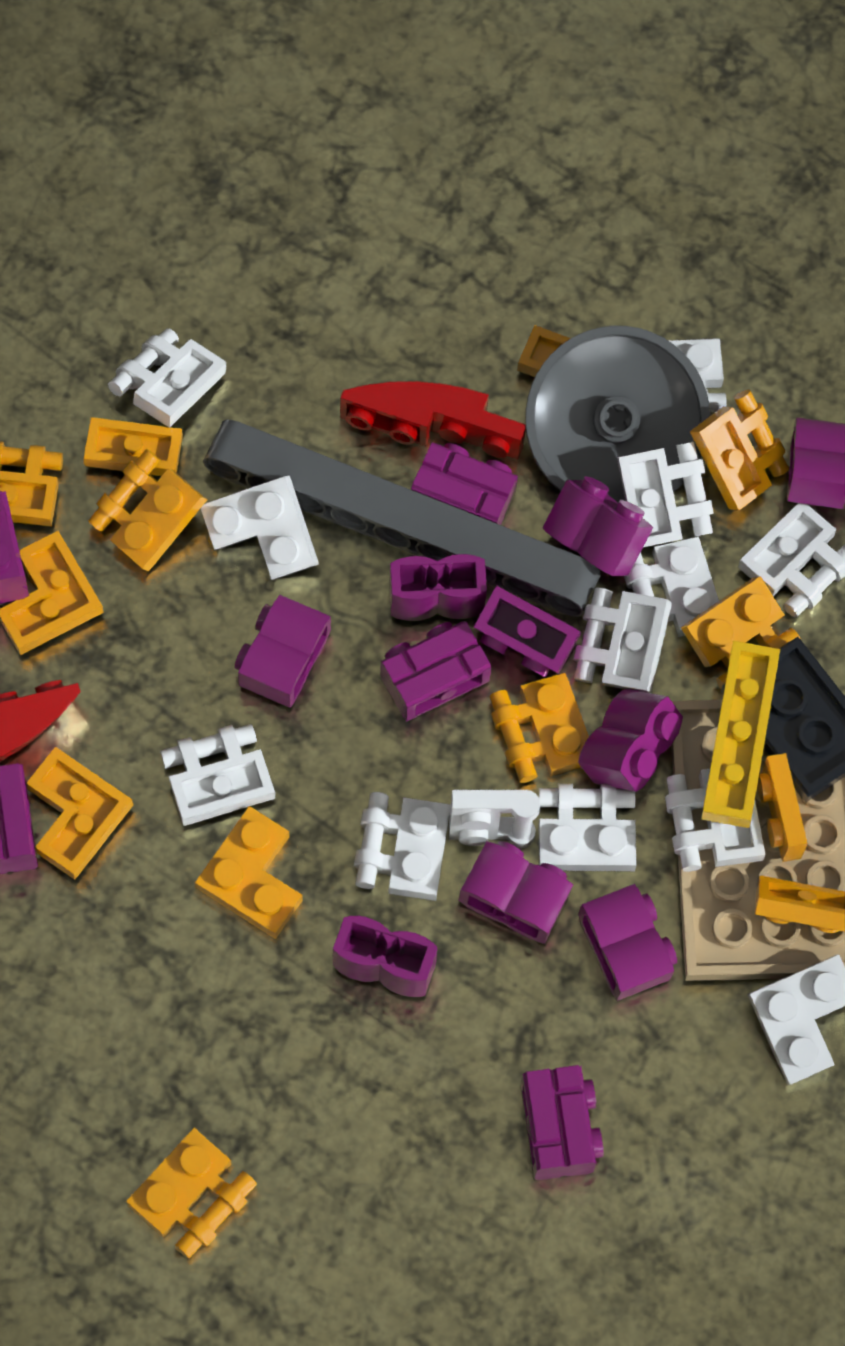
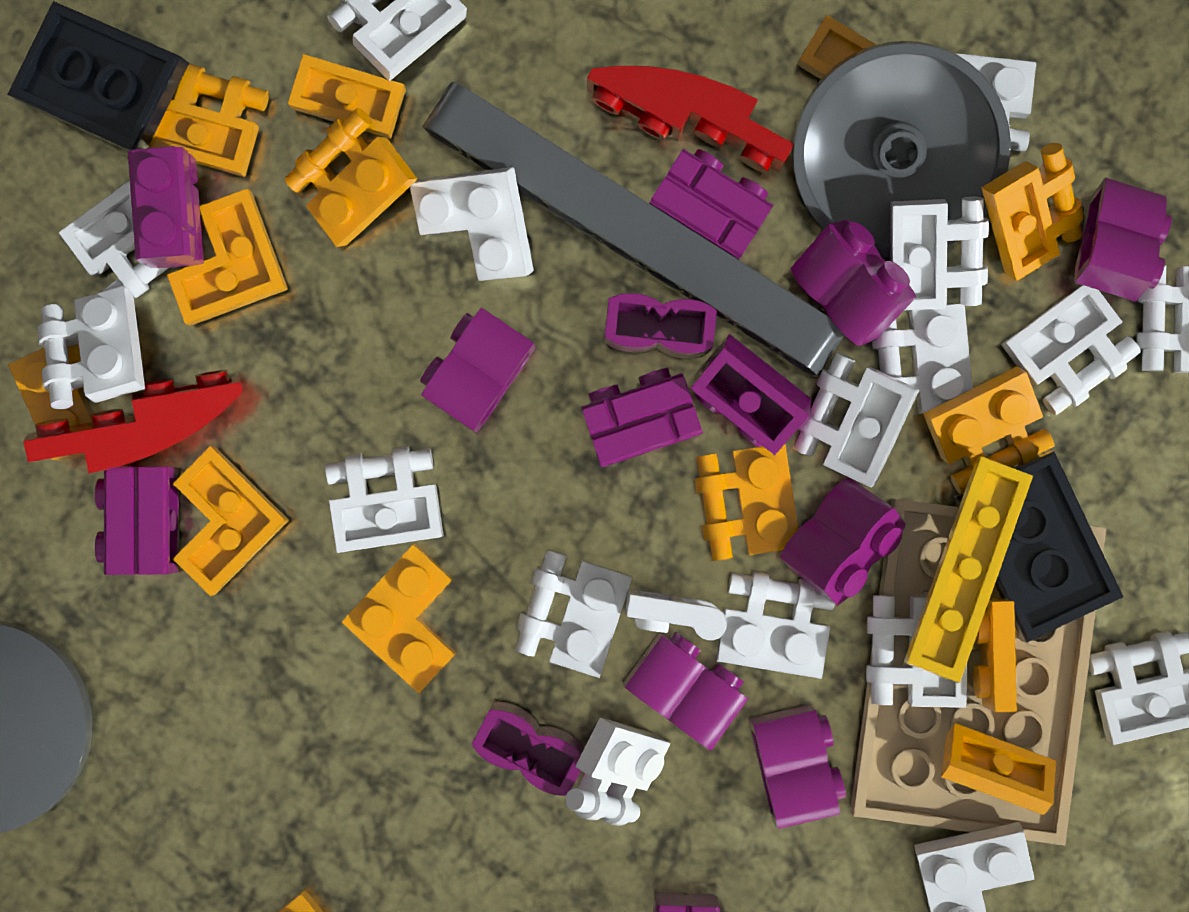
camera: 15 degrees right, 20 degrees up
(469, 949) = (615, 765): none -> white plate

